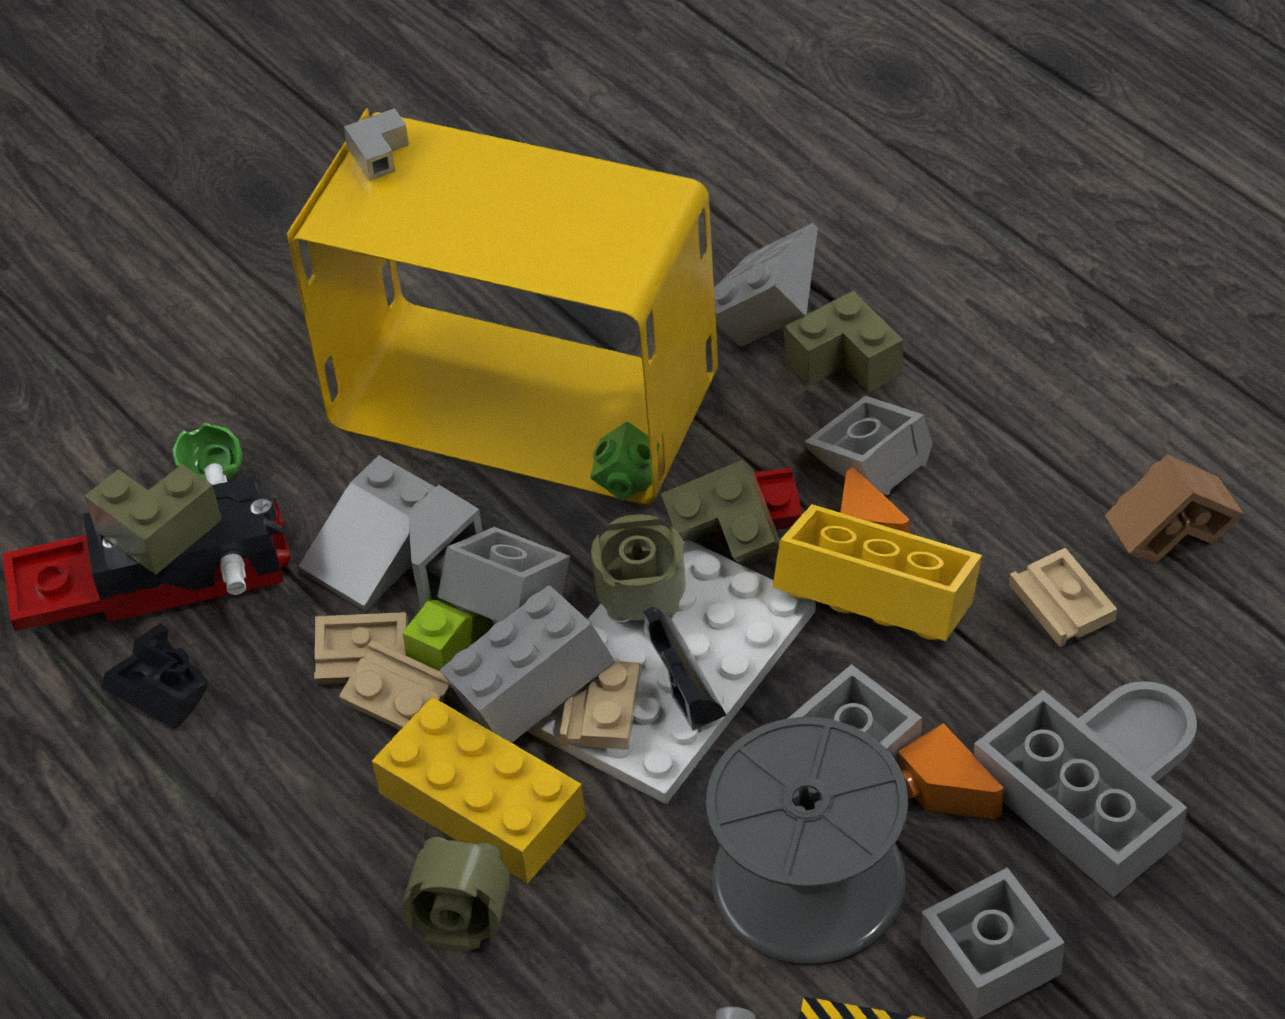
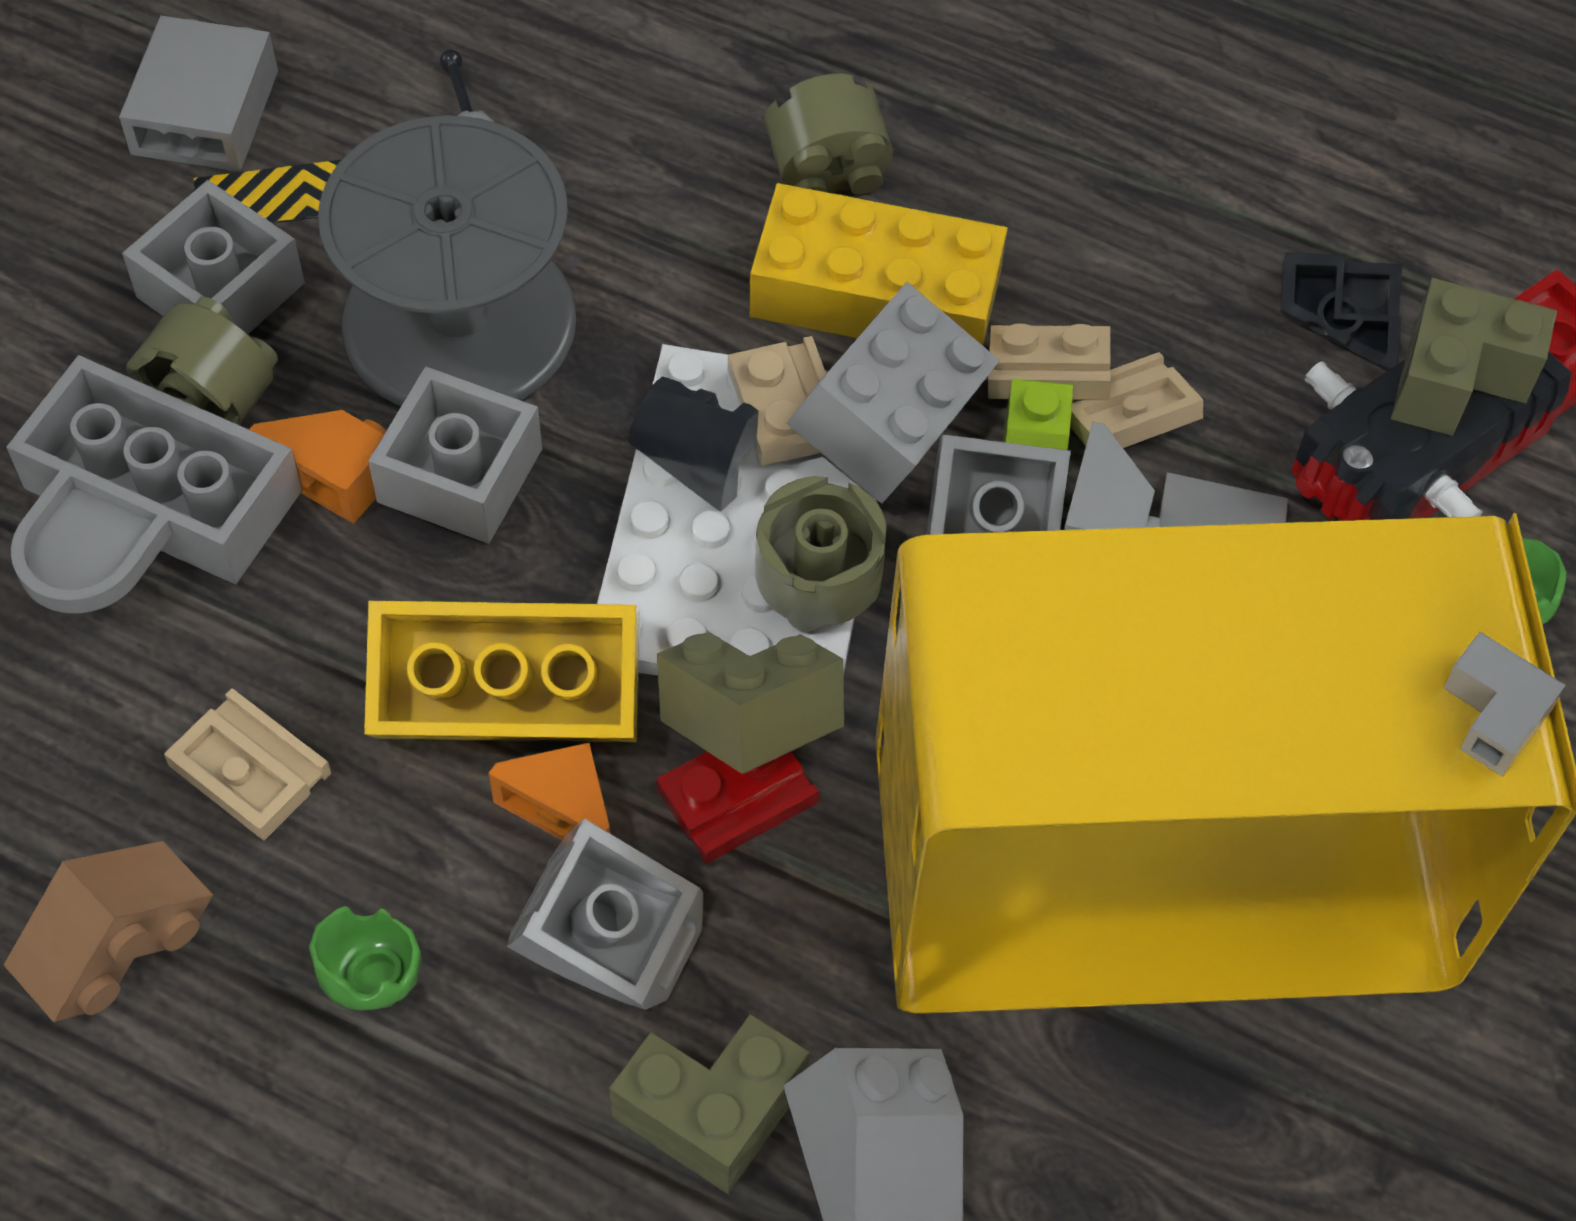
camera: 150 degrees right, 10 degrees up
(1020, 461) = (364, 959): none -> bright green hair
(1028, 841) = (205, 360): none -> olive brick

